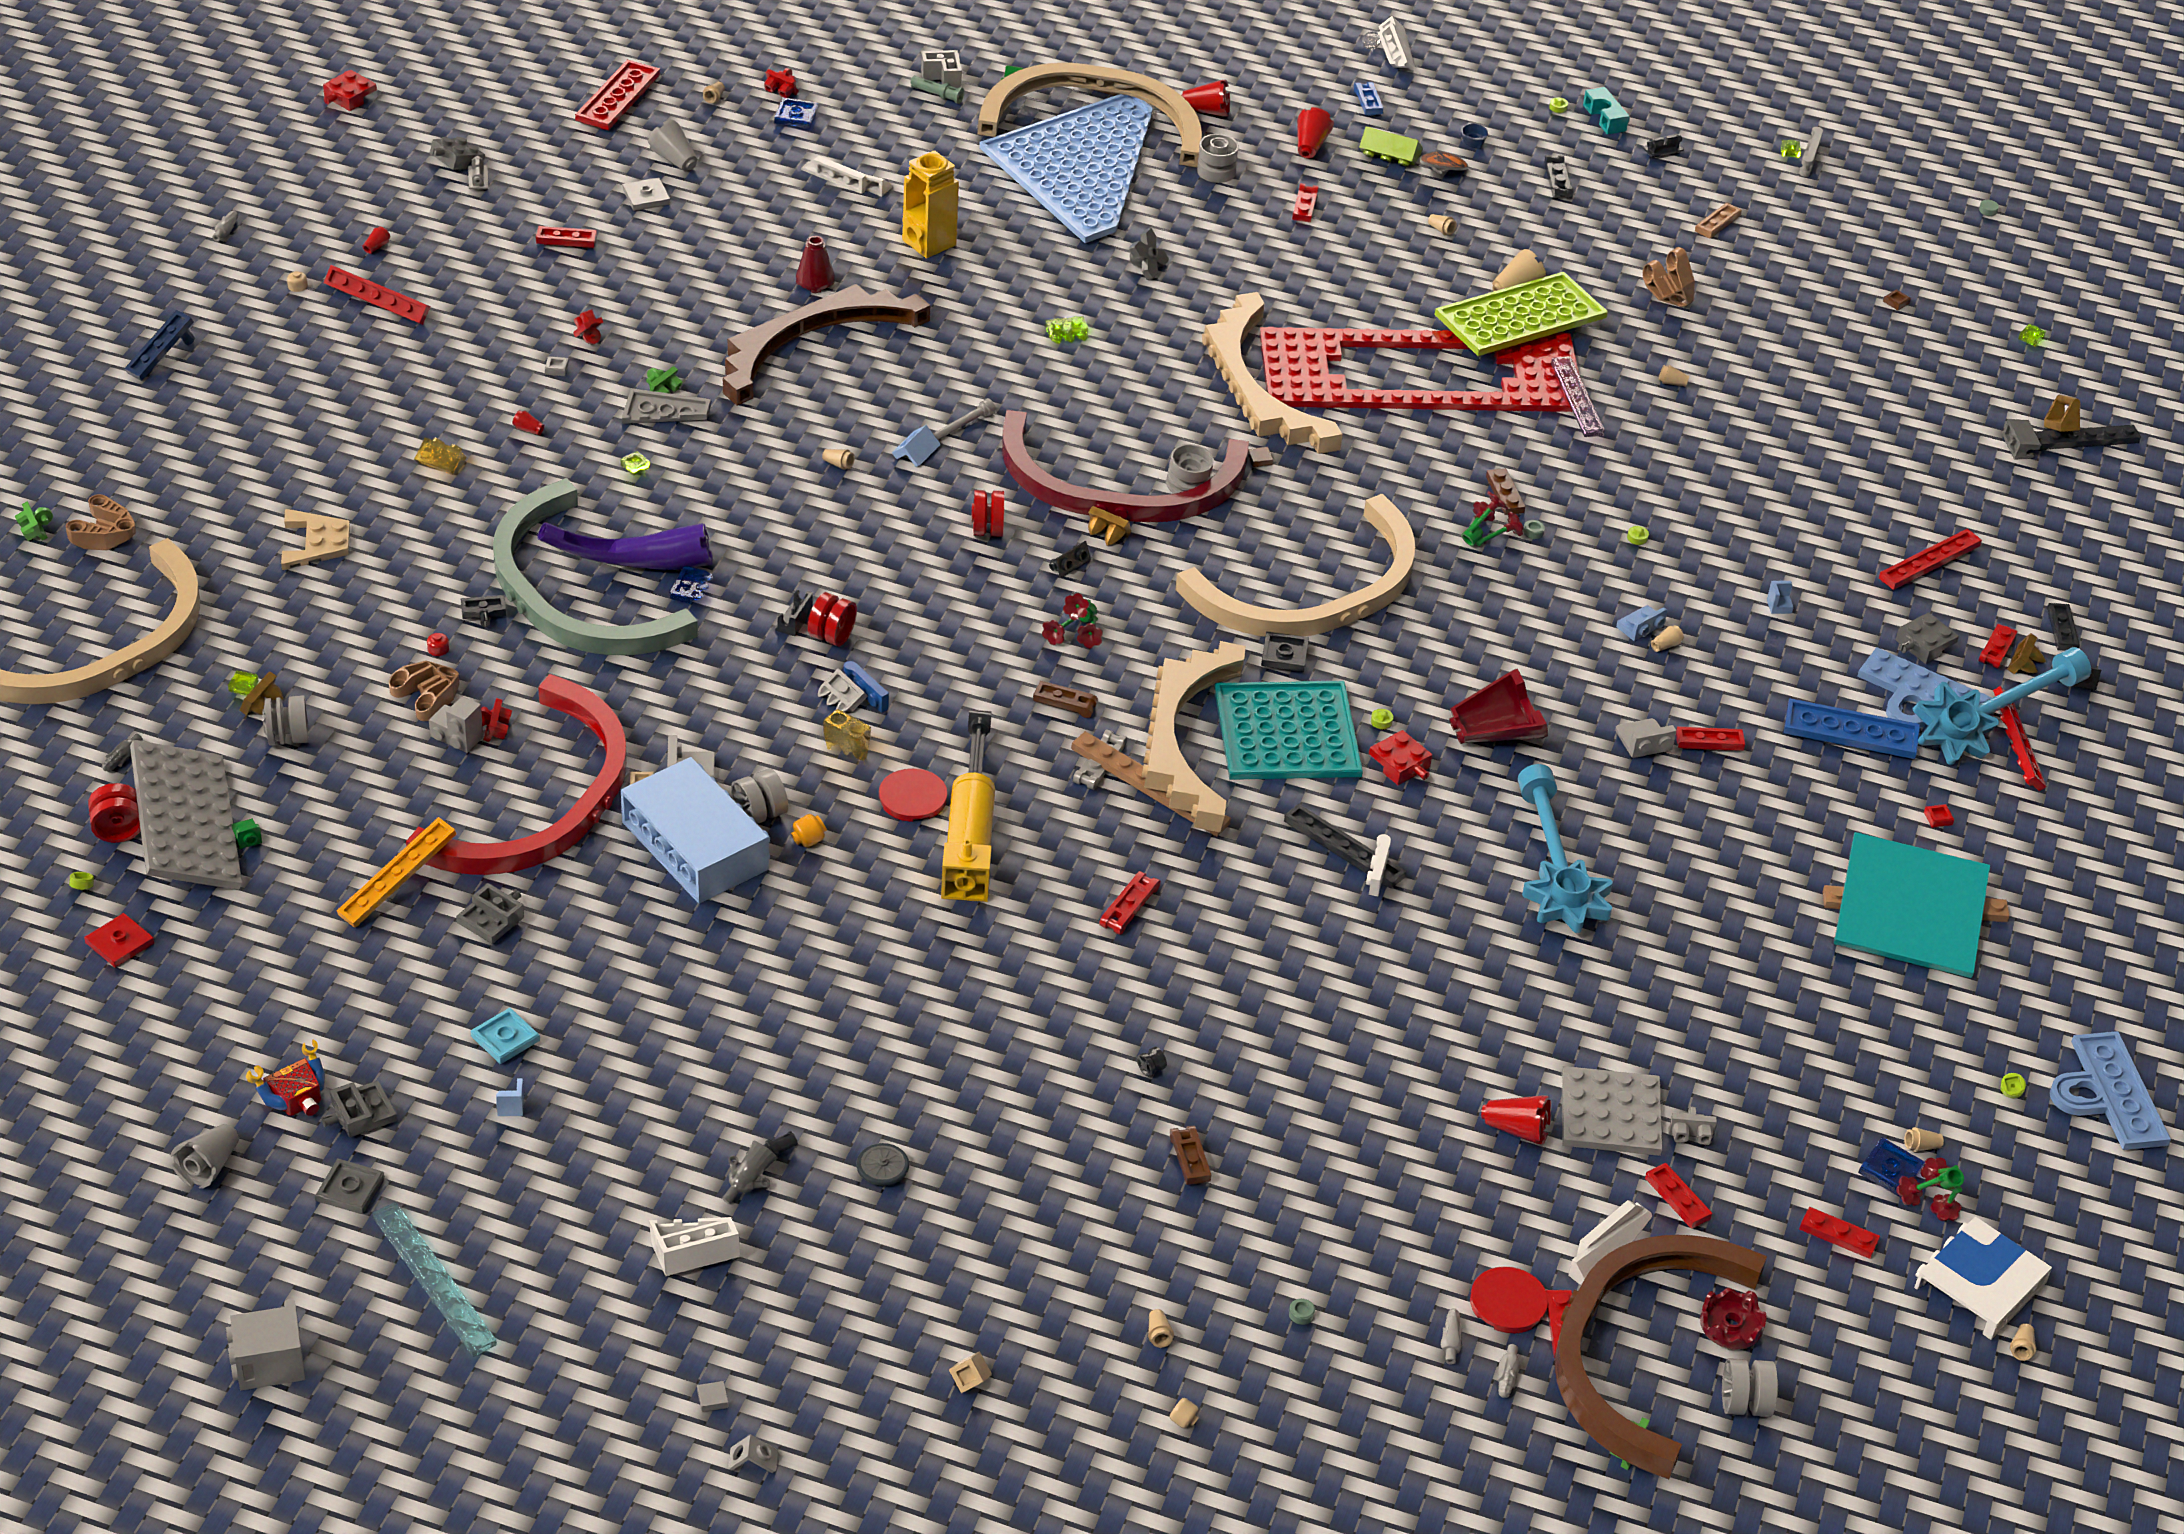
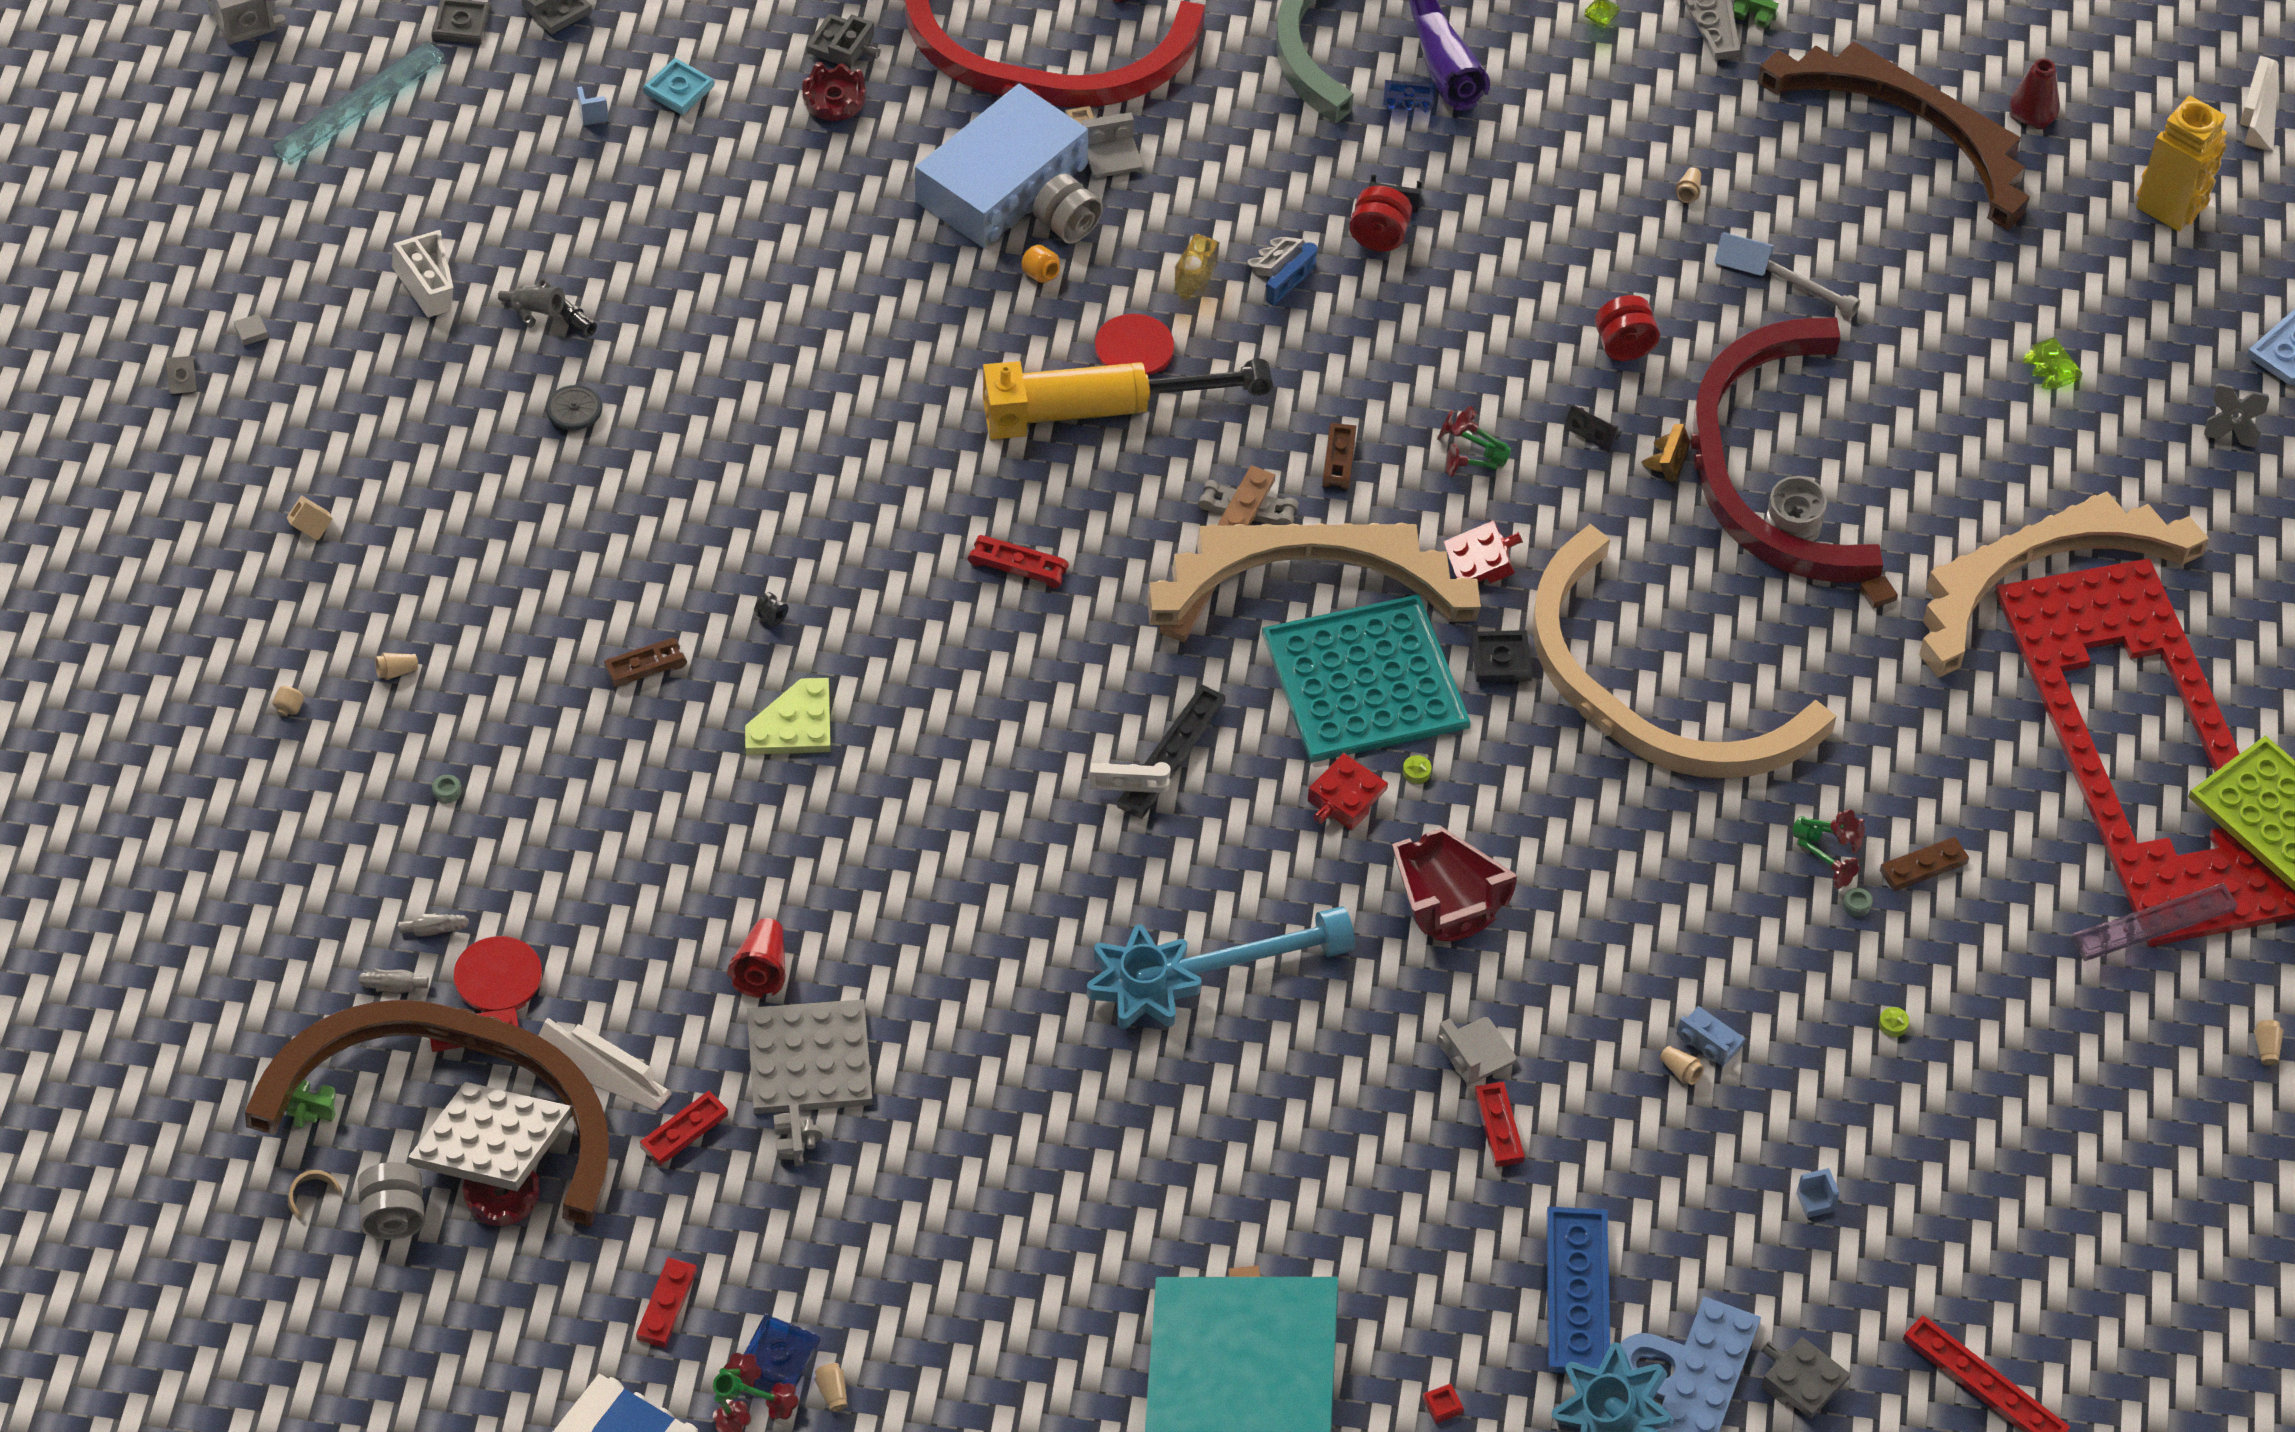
camera: 80 degrees right, 10 degrees up
(552, 918) = (824, 83): none -> dark red plate
(1184, 636) = (1482, 553): none -> plate
(1269, 1067) = (793, 722): none -> yellowish green plate
(1689, 1312) = (490, 1136): none -> plate
(1715, 1462) = (308, 1175): none -> tan helmet

